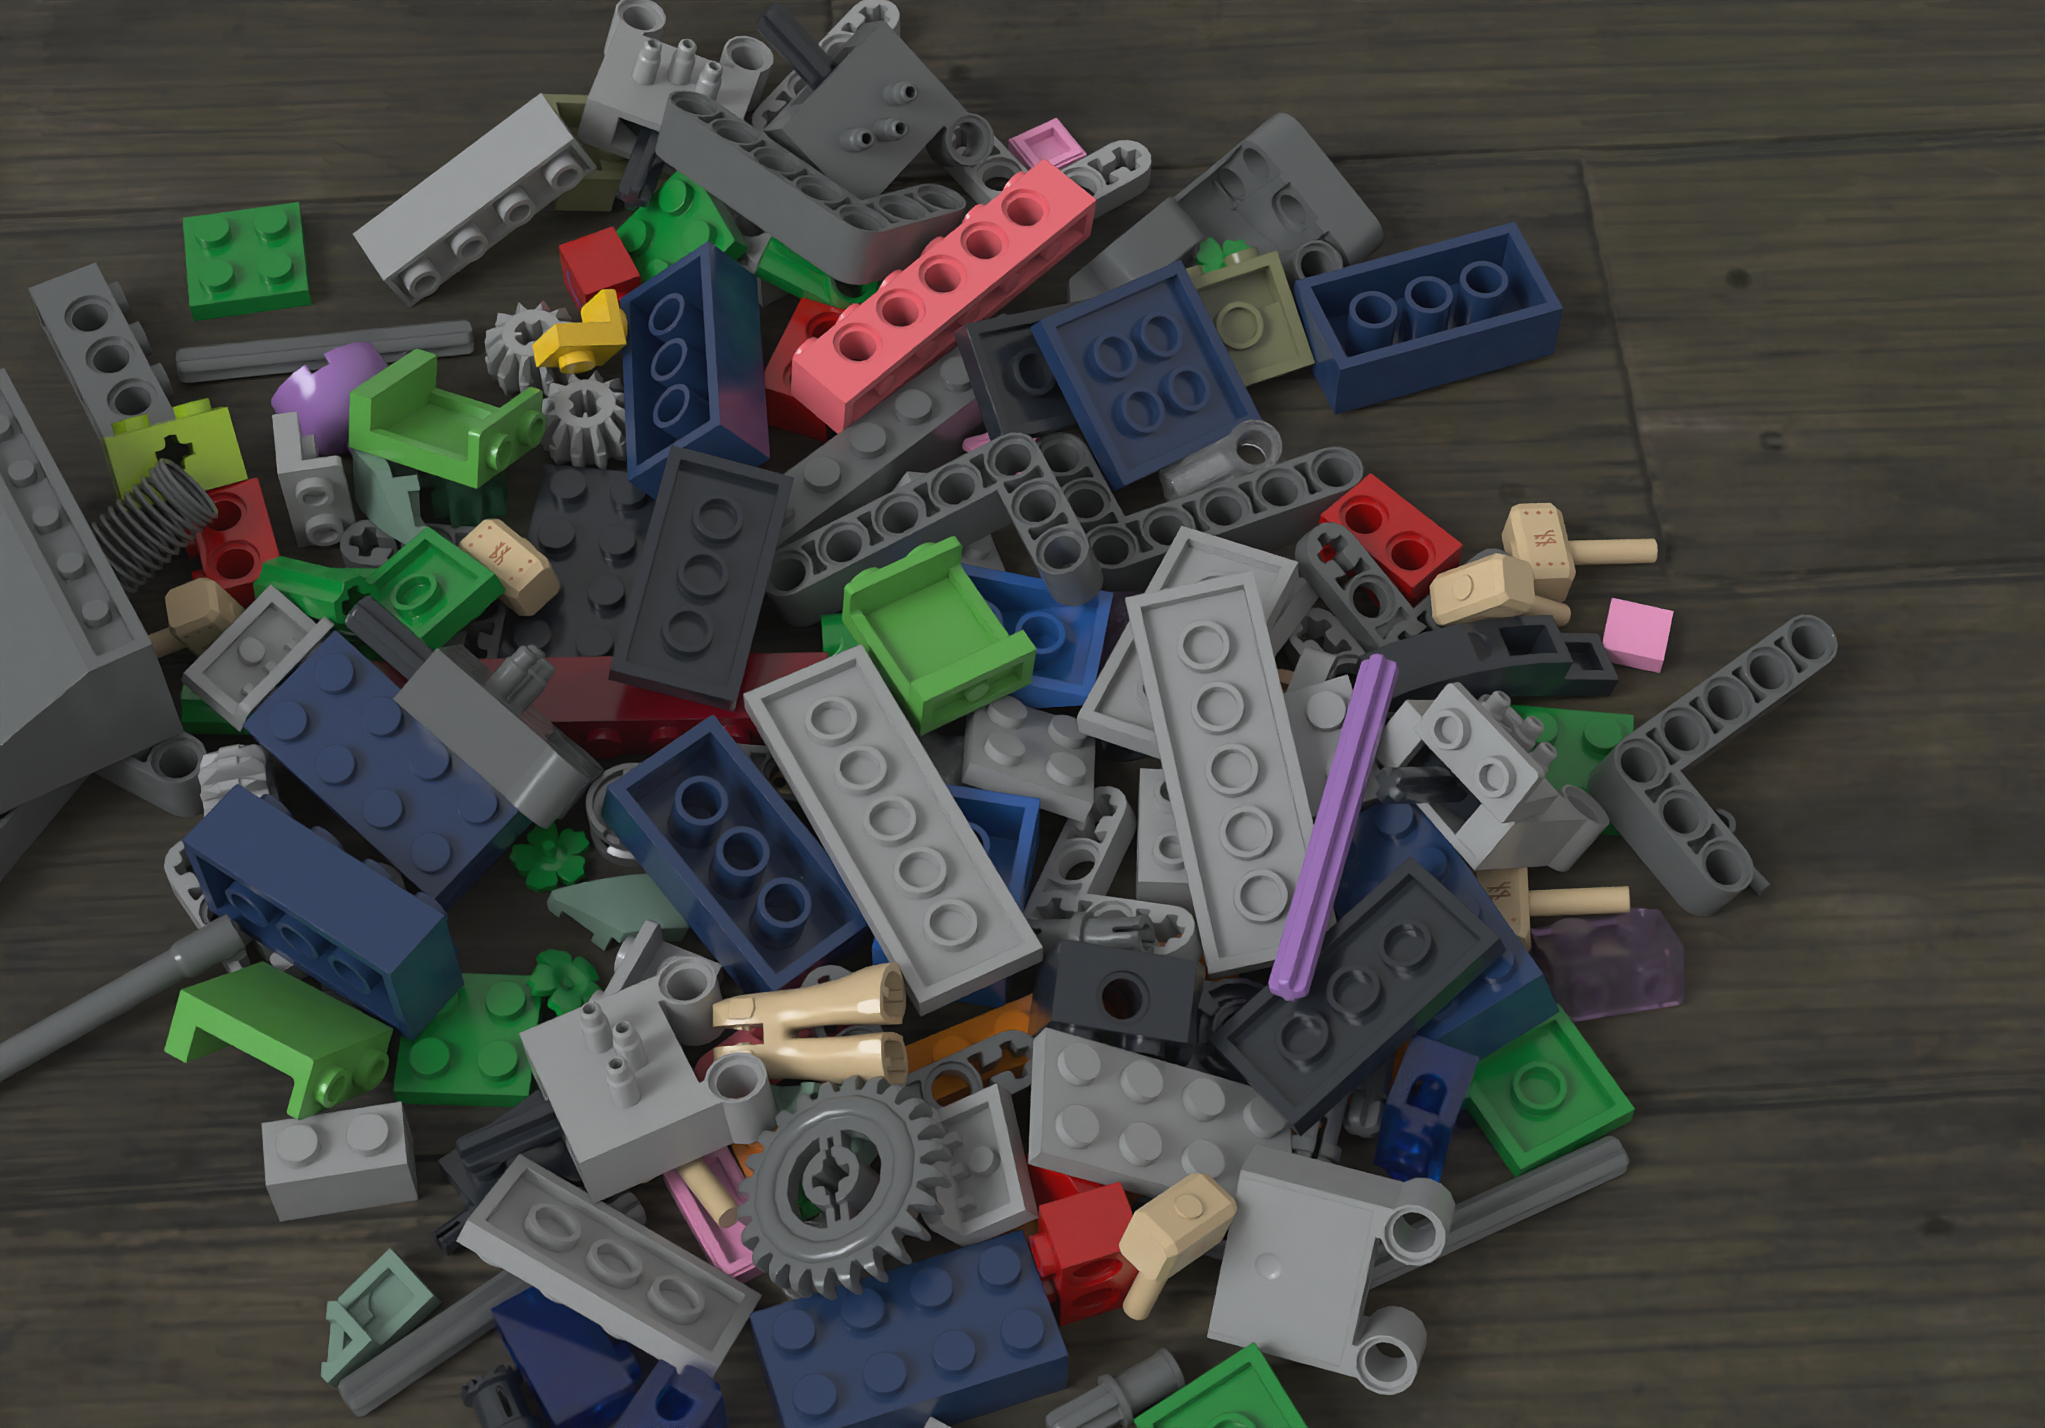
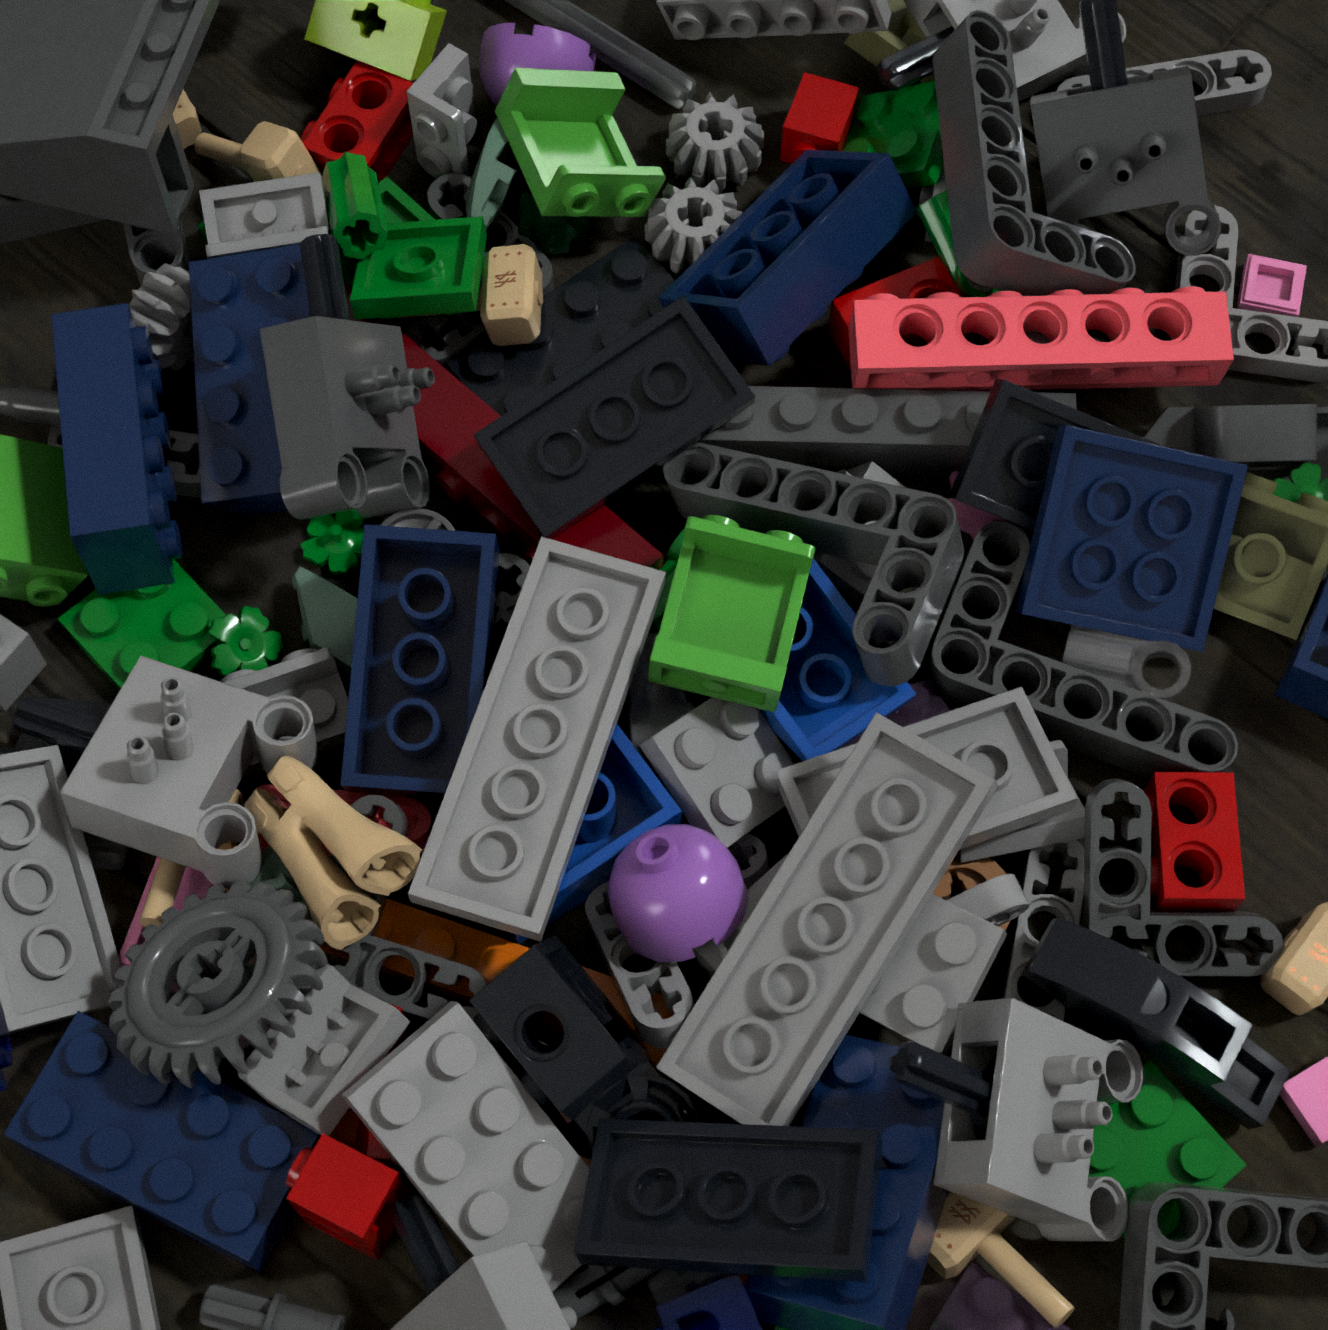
camera: 45 degrees right, 10 degrees up
(182, 494) = (231, 77): dark grey piece -> none
(584, 344) = (727, 163): yellow bracket -> none
(1084, 927) = (600, 952): dark grey pin -> none
(1095, 852) = (676, 892): none -> medium lavender cylinder
(1172, 1234) = (389, 1252): tan piece -> none
(1333, 829) = (852, 1046): medium lavender axle -> none
(1484, 756) = (1018, 1108): light grey bracket -> none
(1489, 590) = (1220, 966): tan piece -> none

